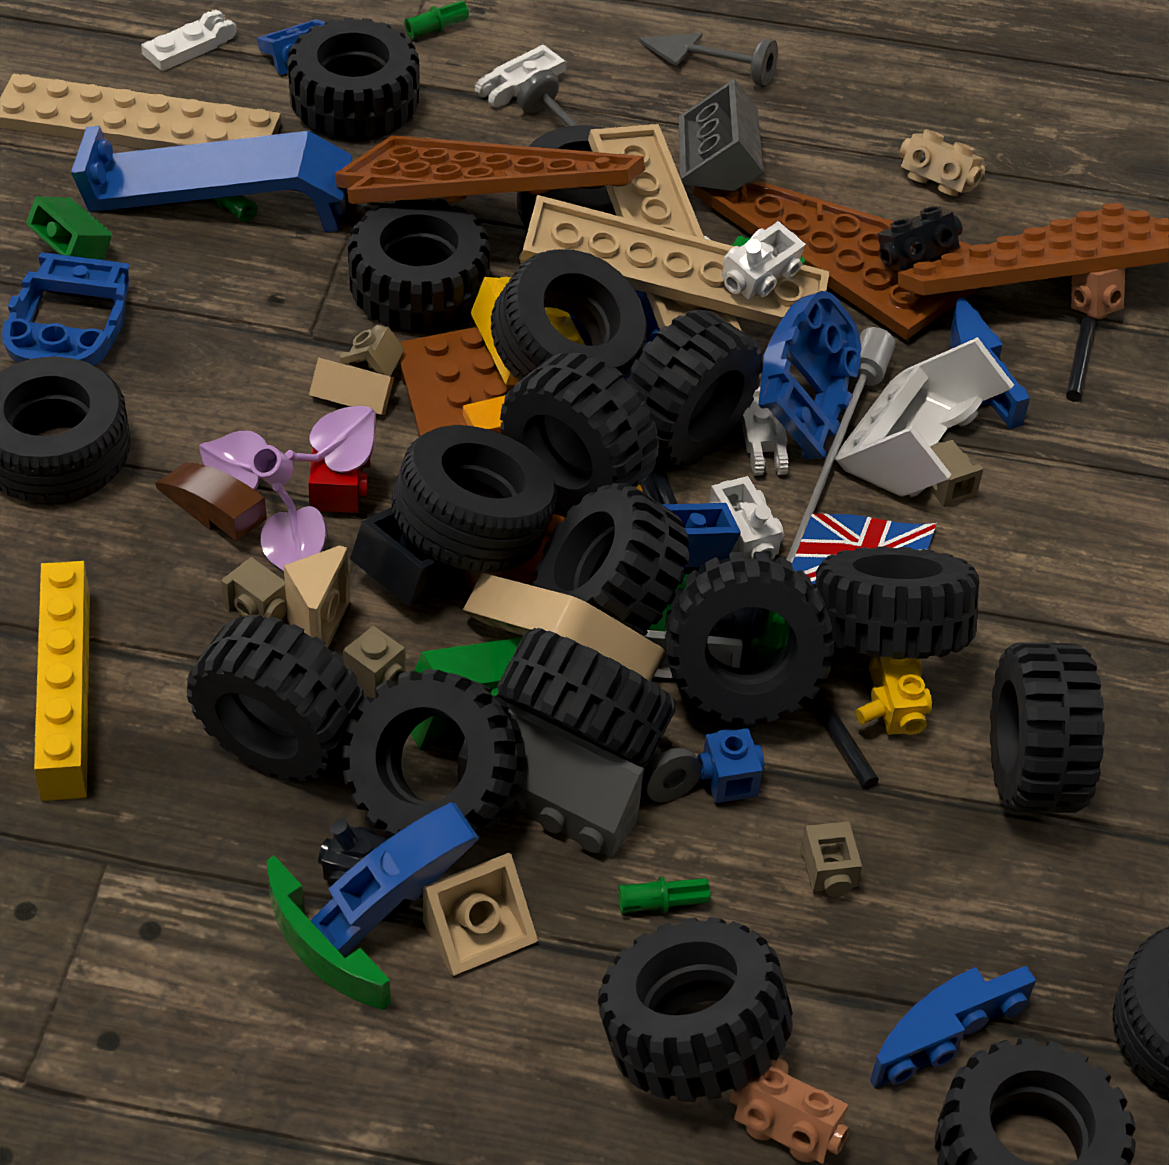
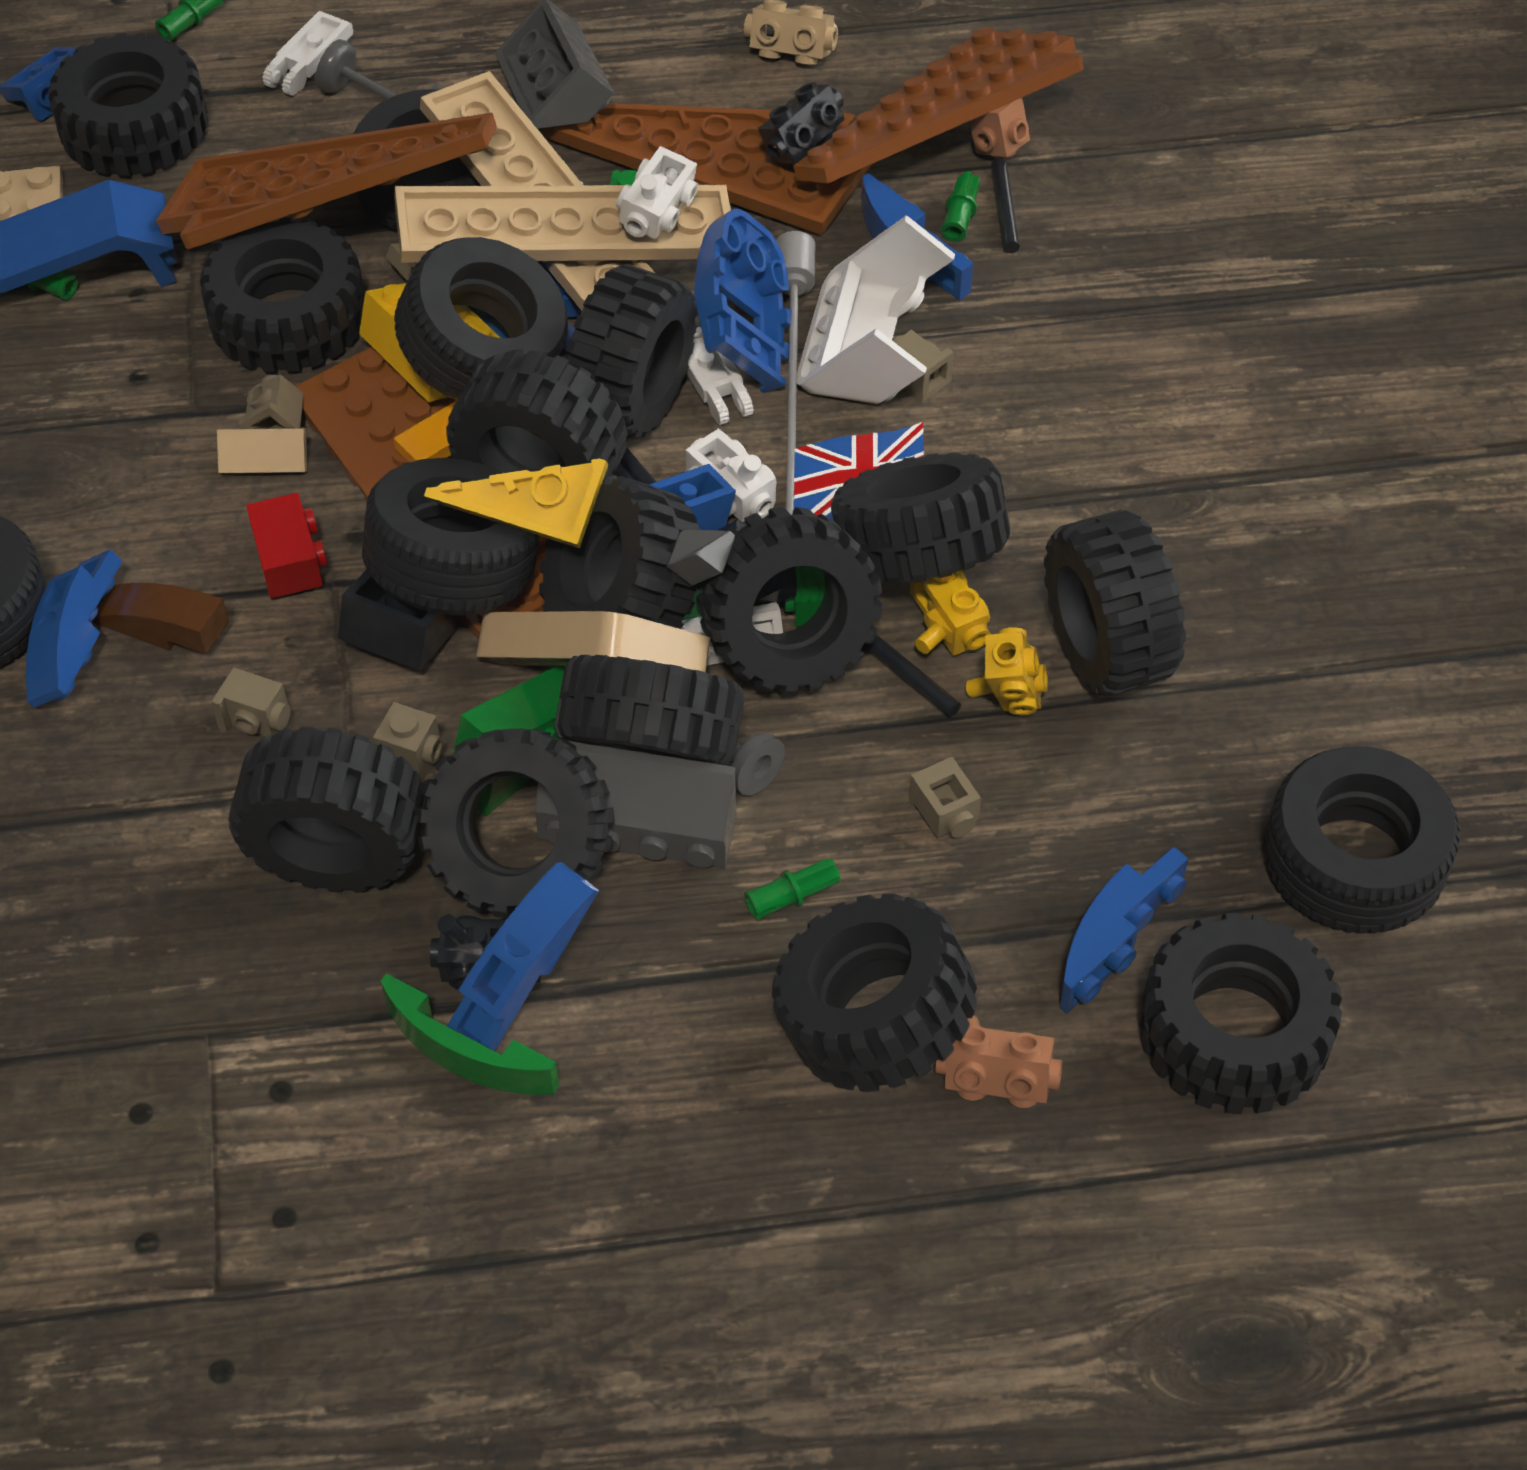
camera: 15 degrees left, 5 degrees up
(62, 682) = (83, 860): yellow brick -> none
(126, 484) = (62, 628): none -> blue slope
(318, 592) = (319, 684): tan slope -> none
(341, 438) = (272, 630): lavender plant -> none
(478, 914) = (616, 968): tan slope -> none
(558, 490) = (541, 502): none -> yellow wing
(677, 572) = (700, 554): none -> dark grey slope
(732, 765) = (813, 734): blue brick -> none
(931, 763) = (1011, 672): none -> yellow brick
(1039, 349) = (960, 207): none -> green axle

